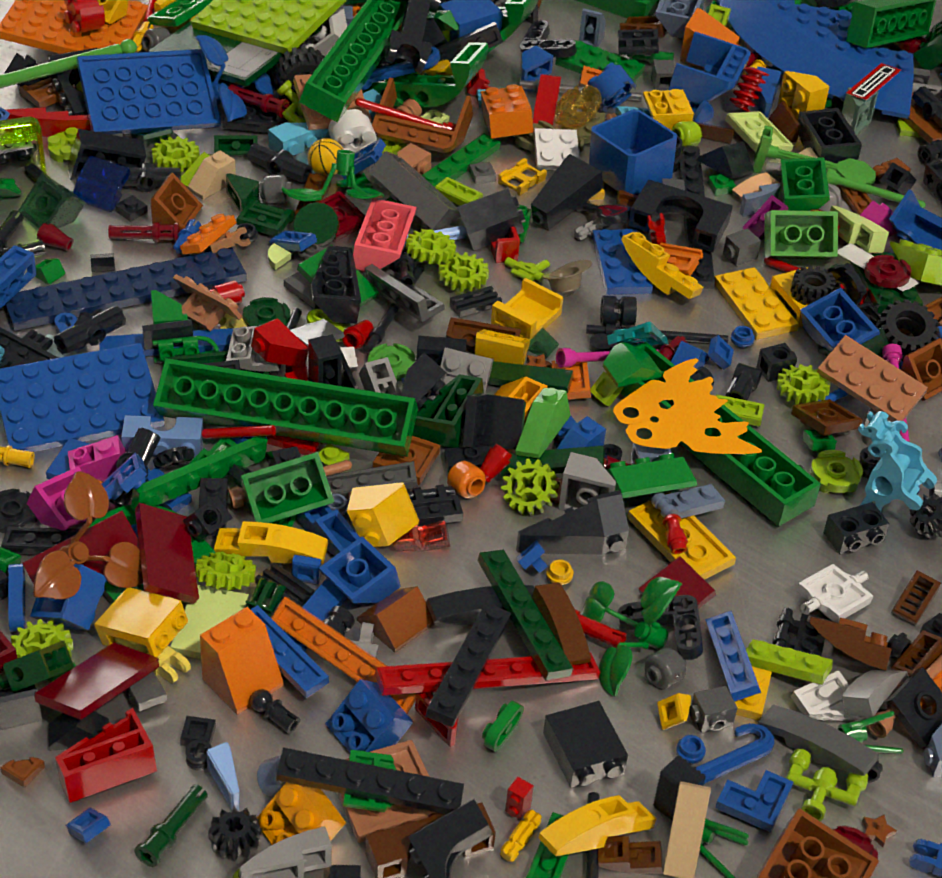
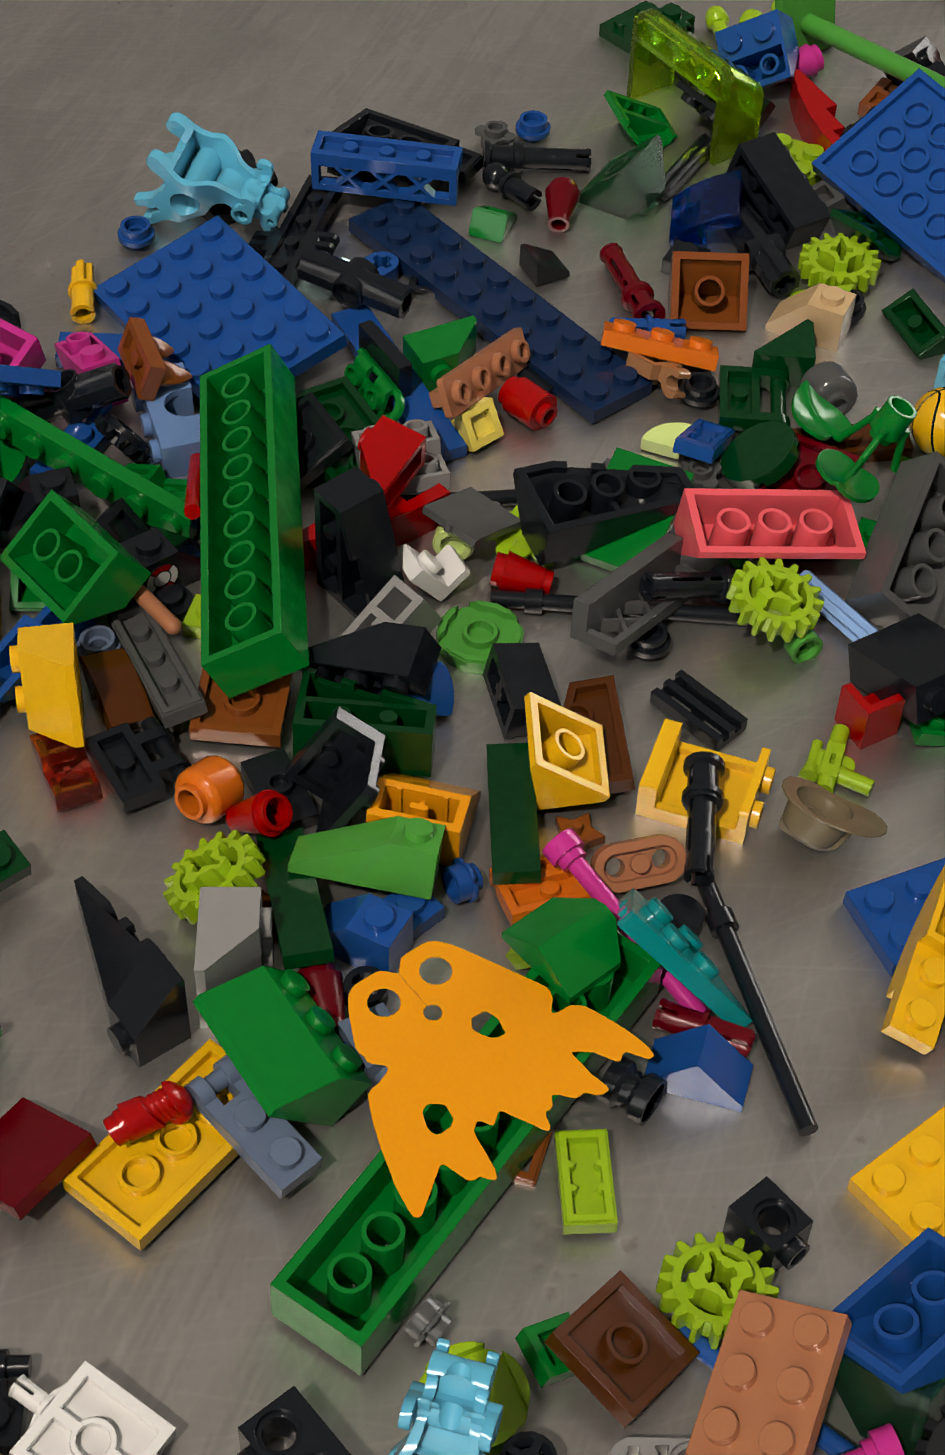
camera: 75 degrees right, 5 degrees up
(125, 422) = (143, 360): none -> dark orange tile
(265, 310) = (507, 452): dark green tile -> none
(279, 163) = (905, 368): black piece -> none
(464, 272) = (758, 671): lime gear -> none
(468, 364) = (482, 726): light grey plate -> none
(532, 556) = (43, 916): blue tile -> none
(542, 343) = (630, 822): clear green slope -> none
(543, 310) = (702, 801): none -> black pin
(560, 572) = (32, 971): yellow plate -> none
(569, 338) = (636, 862): none -> nougat plate
(626, 311) = (771, 917): black wheel -> none
(720, 352) = (746, 1117): blue plate -> none
(742, 336) = (828, 1142): blue plate -> none
(744, 381) = (683, 1177): black piece -> none

